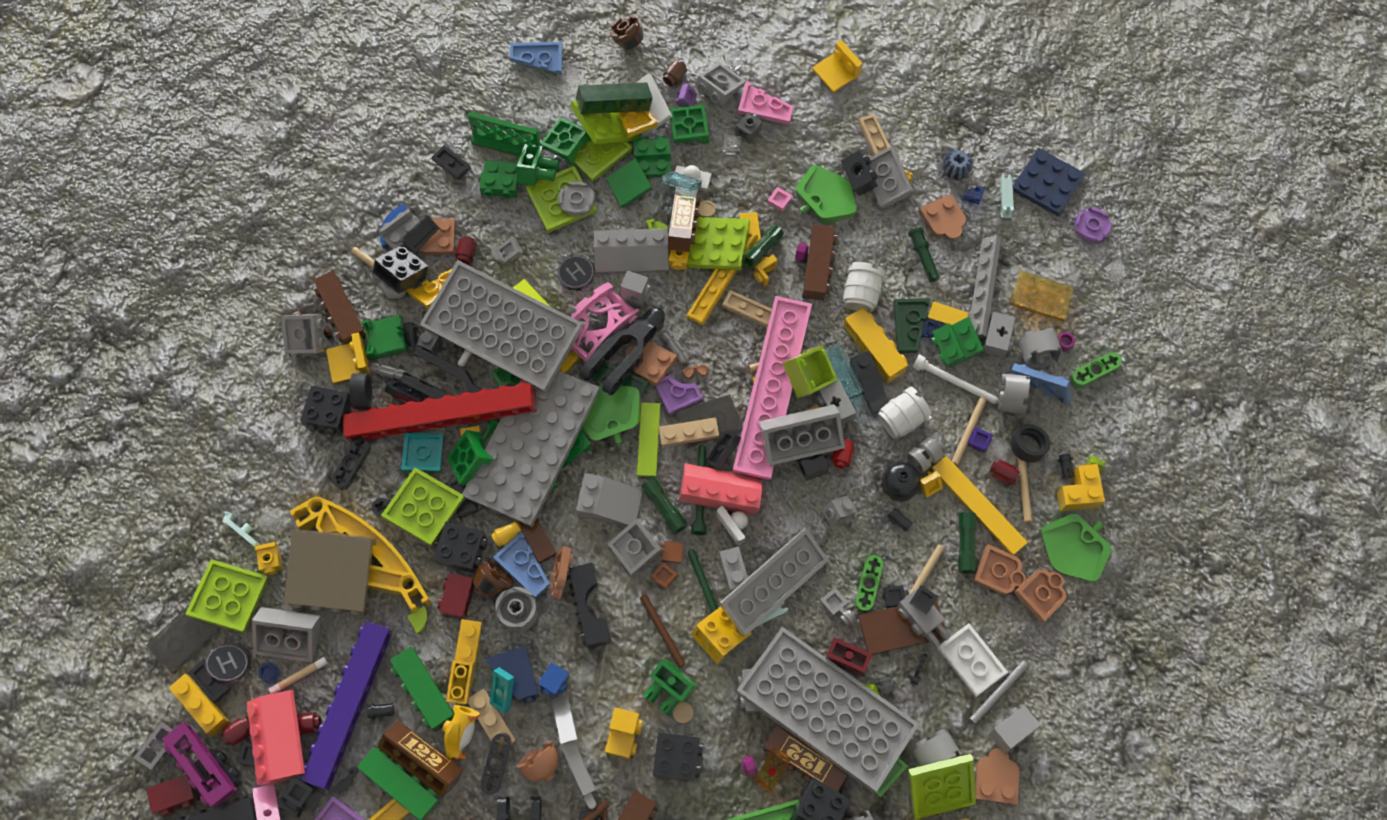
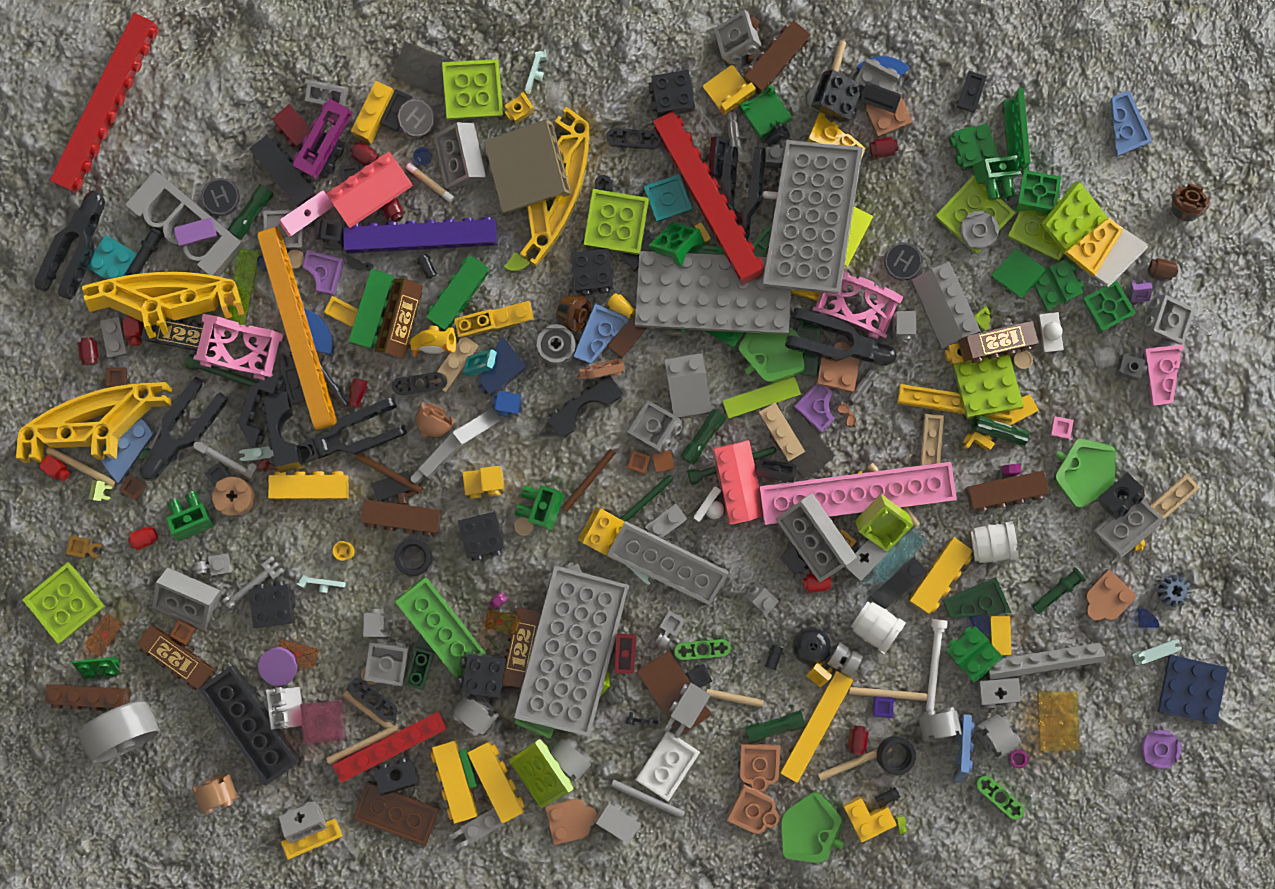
camera: 70 degrees right, 15 degrees up
(360, 391) = (701, 116): black tyre -> none
(456, 596) = (548, 287): dark red brick -> none
(507, 251) = (897, 186): light grey bracket -> none
(613, 98) = (1099, 222): dark green brick -> none
(681, 181) = (1038, 324): clear light blue tile -> none
(839, 67) = (1237, 432): yellow bracket -> none
(923, 599) = (697, 703): black tile -> none

